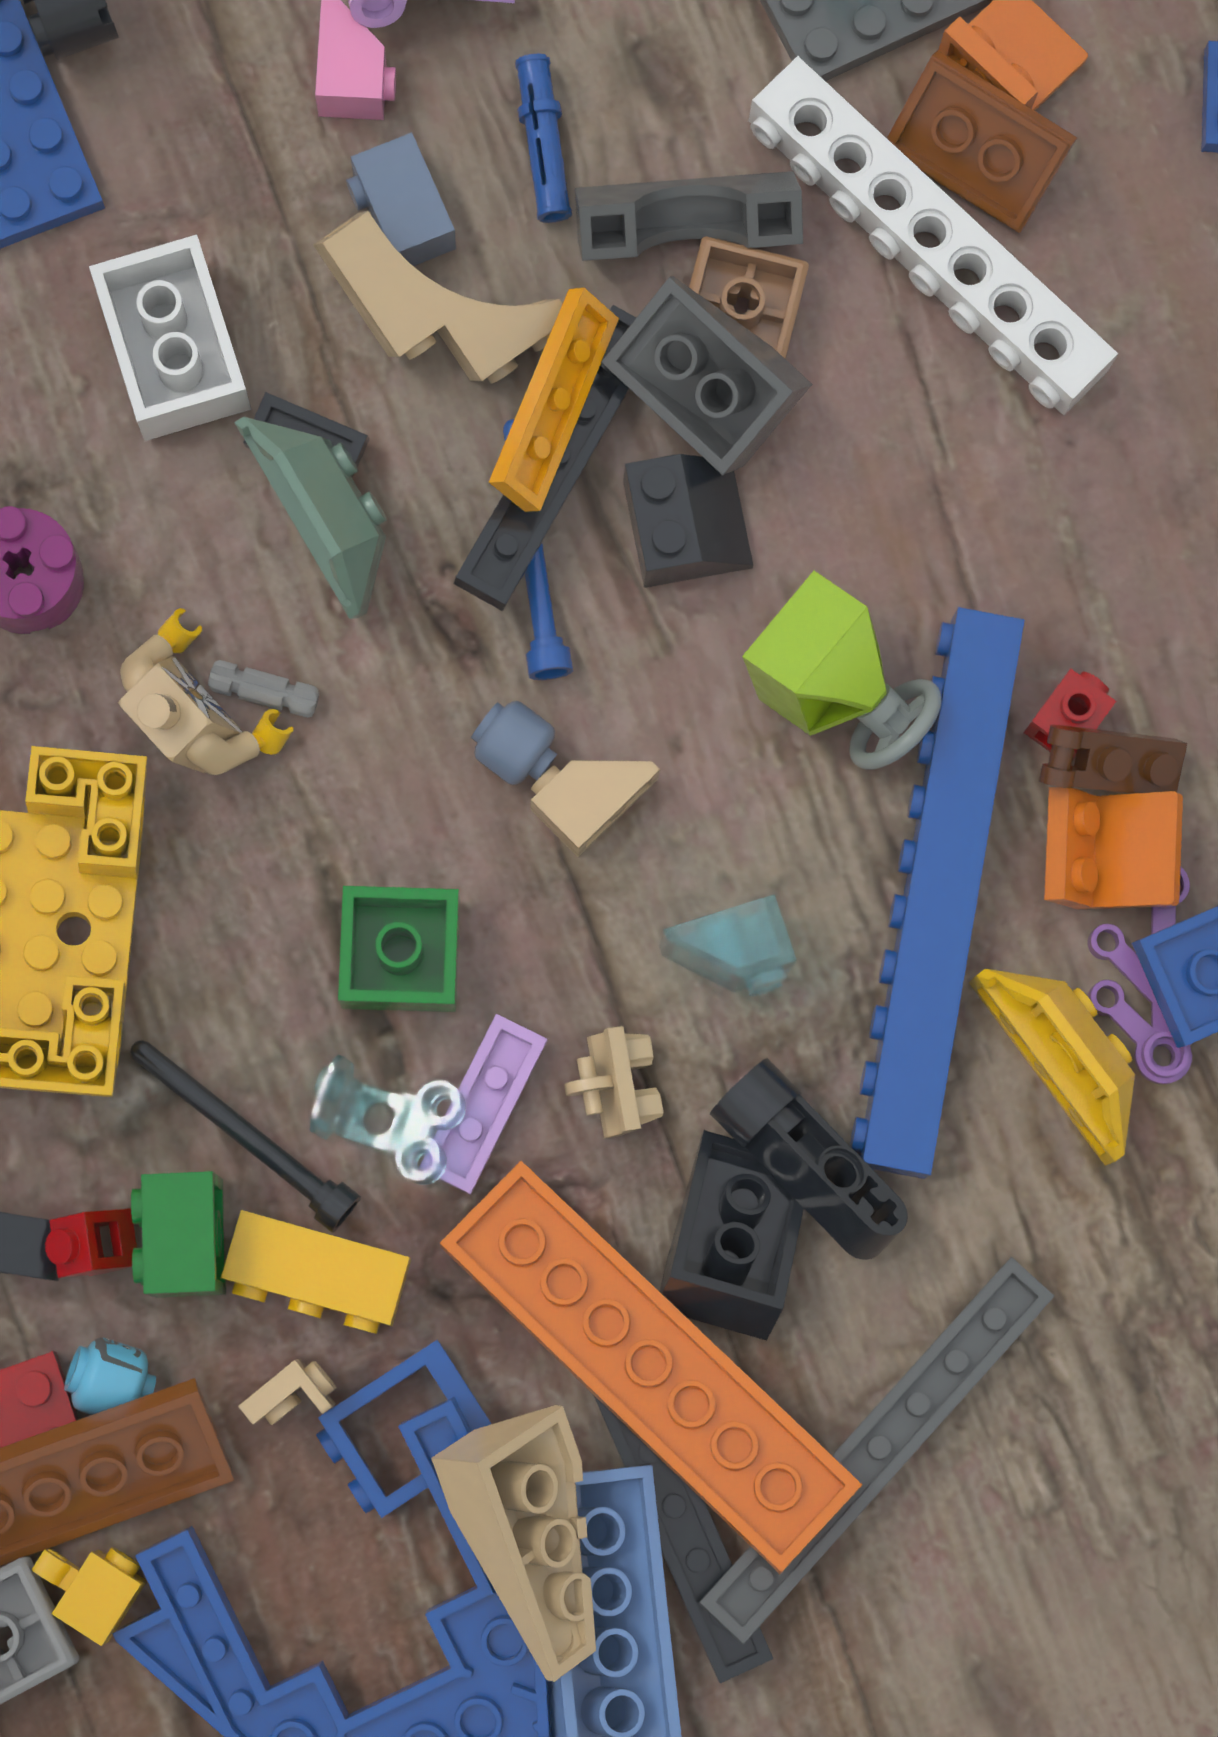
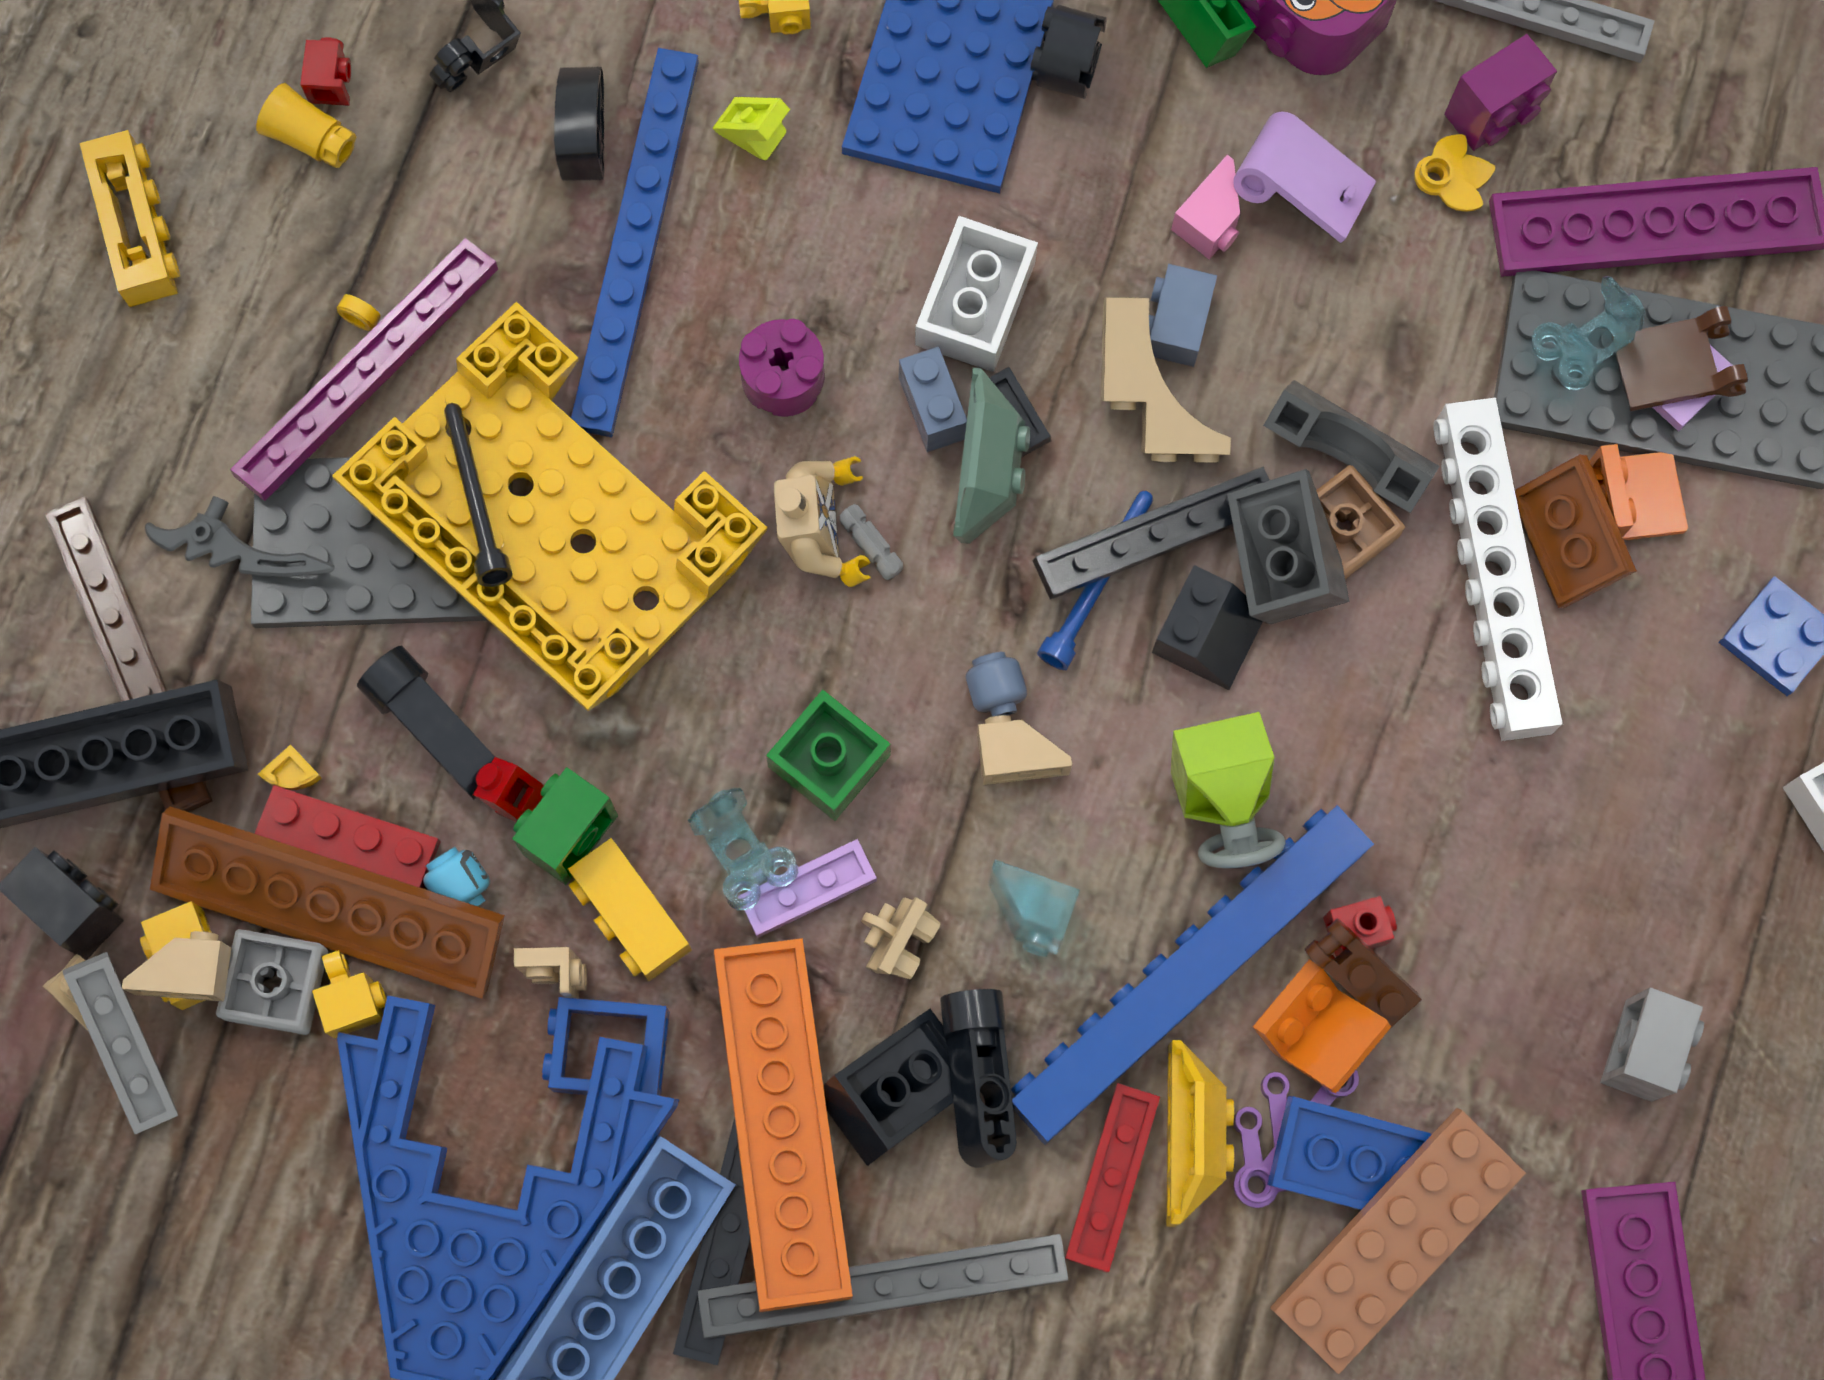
camera: 45 degrees right, 5 degrees down
(211, 486) = (932, 399): none -> sand blue brick
(330, 1201) = (669, 876): black piece -> none
(519, 1513) = (627, 1147): tan wedge -> none
(540, 116) = (1306, 323): blue pin -> none
(554, 400) = (1179, 494): light orange plate -> none
(1018, 1159) = (1112, 1178): none -> red plate

